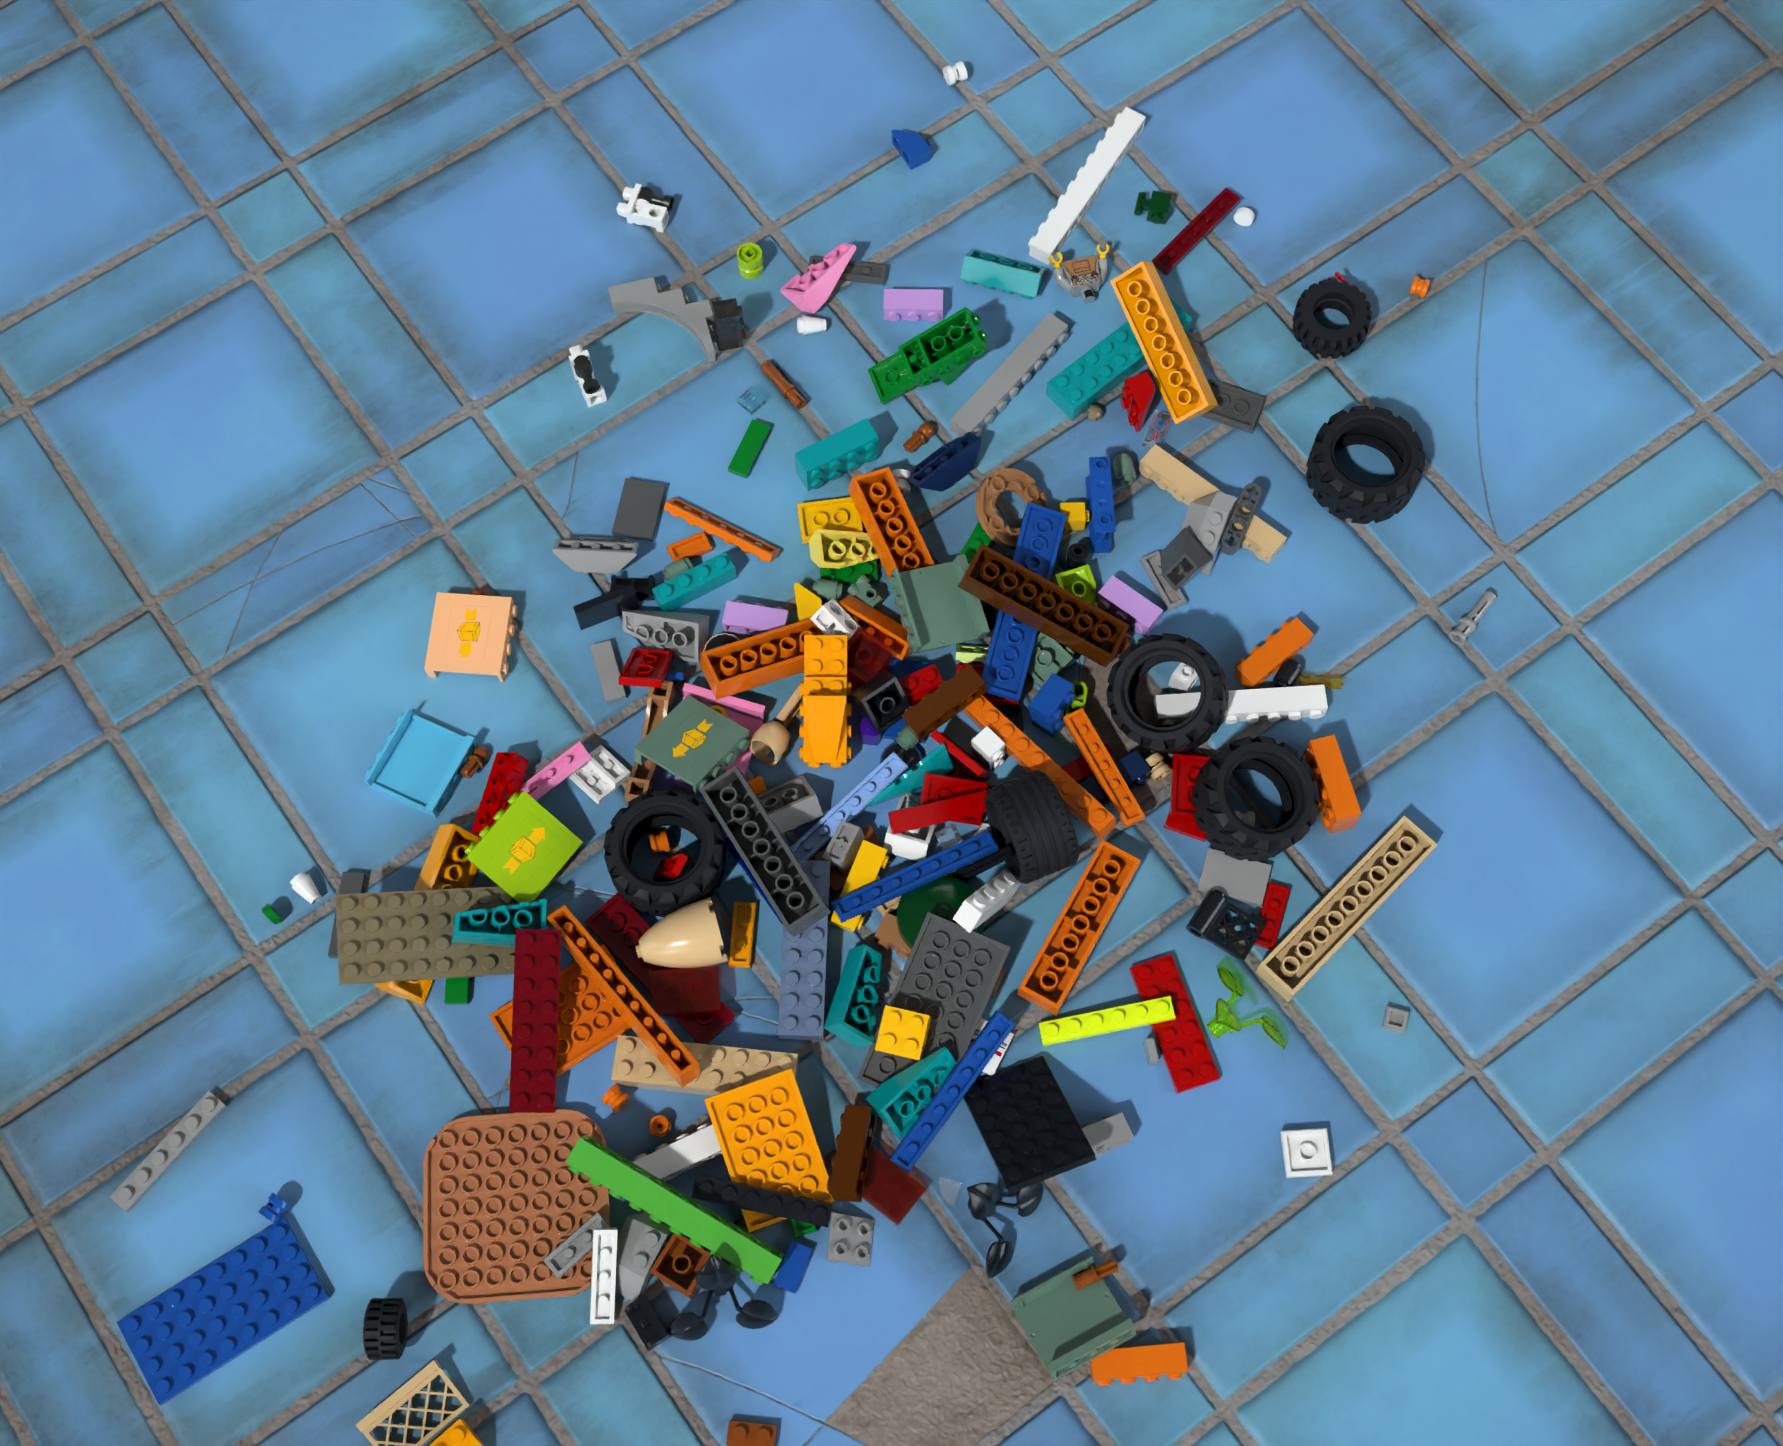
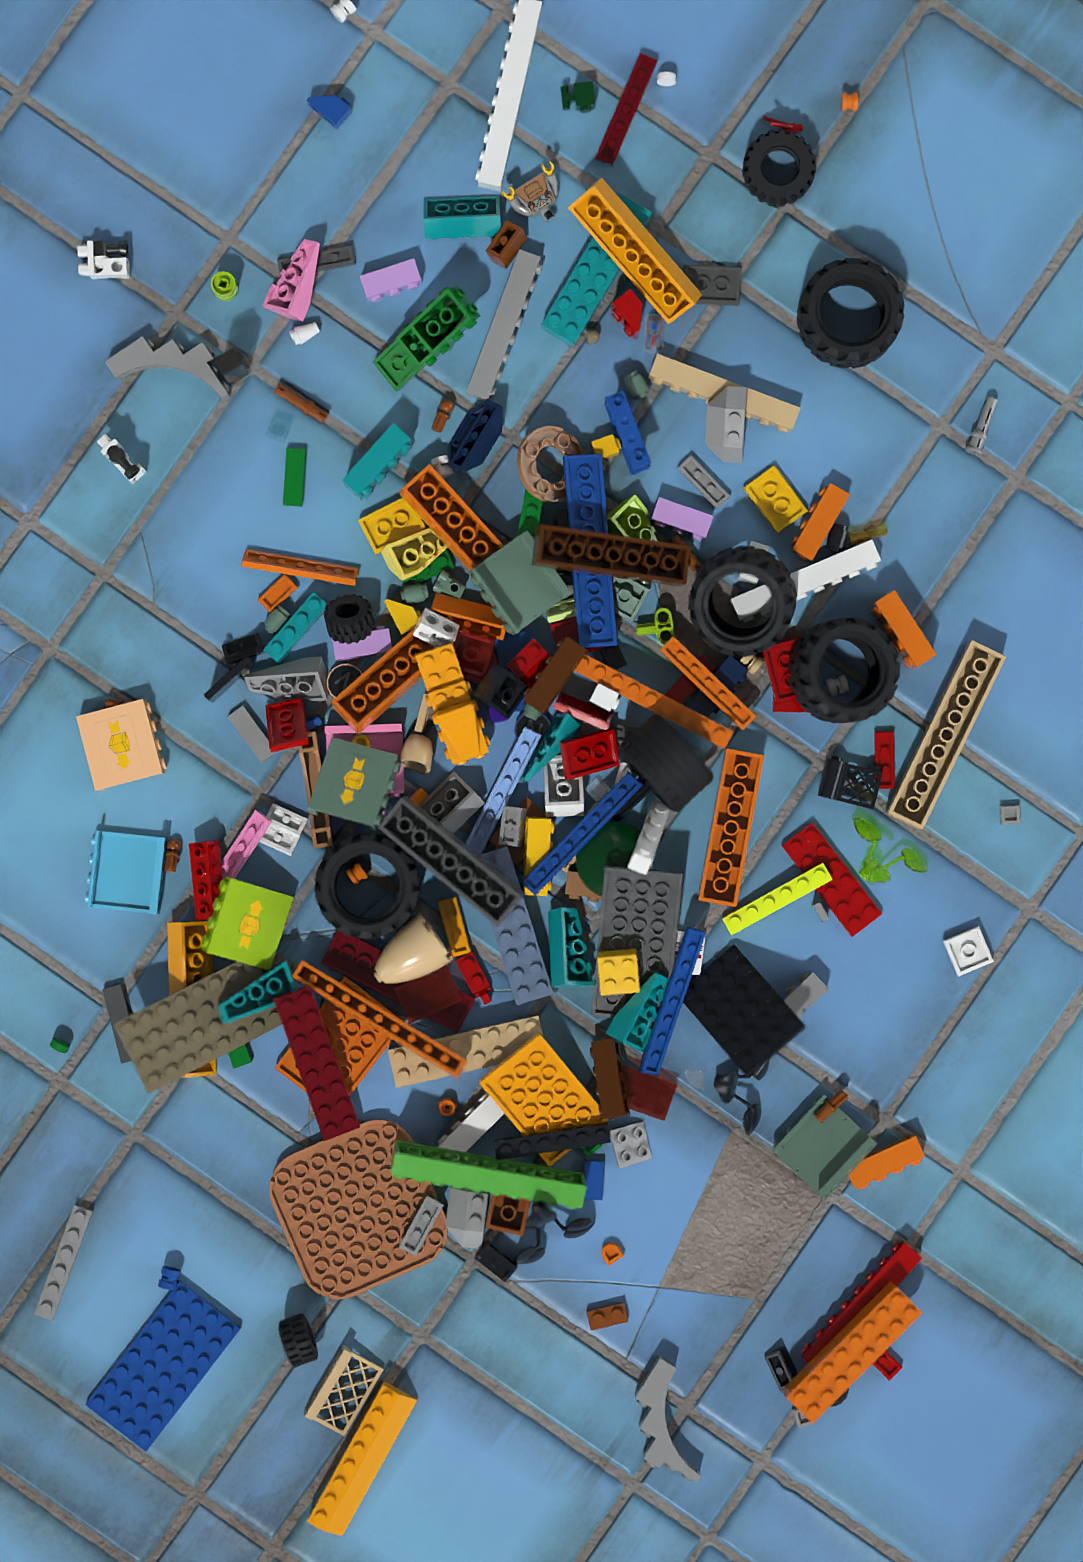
camera: 25 degrees left, 20 degrees up
(304, 886) = (77, 1013): white cone -> none
(595, 553) = (199, 628): light grey wedge -> none
(603, 1275) = (449, 1241): white plate -> none
(615, 1098) = (404, 1098): orange wheel -> none
(638, 509) = (218, 571): dark grey tile -> none
(669, 868) = (376, 897): red tile -> none
(744, 994) = (474, 977): none -> red hinge
(751, 587) = (349, 619): none -> black tyre
(783, 1361) = (611, 1253): none -> orange tile
(937, 812) = (586, 767): red tile -> none
(1036, 305) = (506, 244): none -> dark orange brick
(1049, 704) = (645, 638): blue brick -> none
(1077, 555) = (622, 493): black brick -> none
(1182, 560) = (716, 463): dark grey slope -> none
(1233, 620) = (775, 499): none -> yellow tile
(1235, 878) = (844, 738): light grey tile -> none
(1242, 519) = (753, 404): dark grey beam -> none

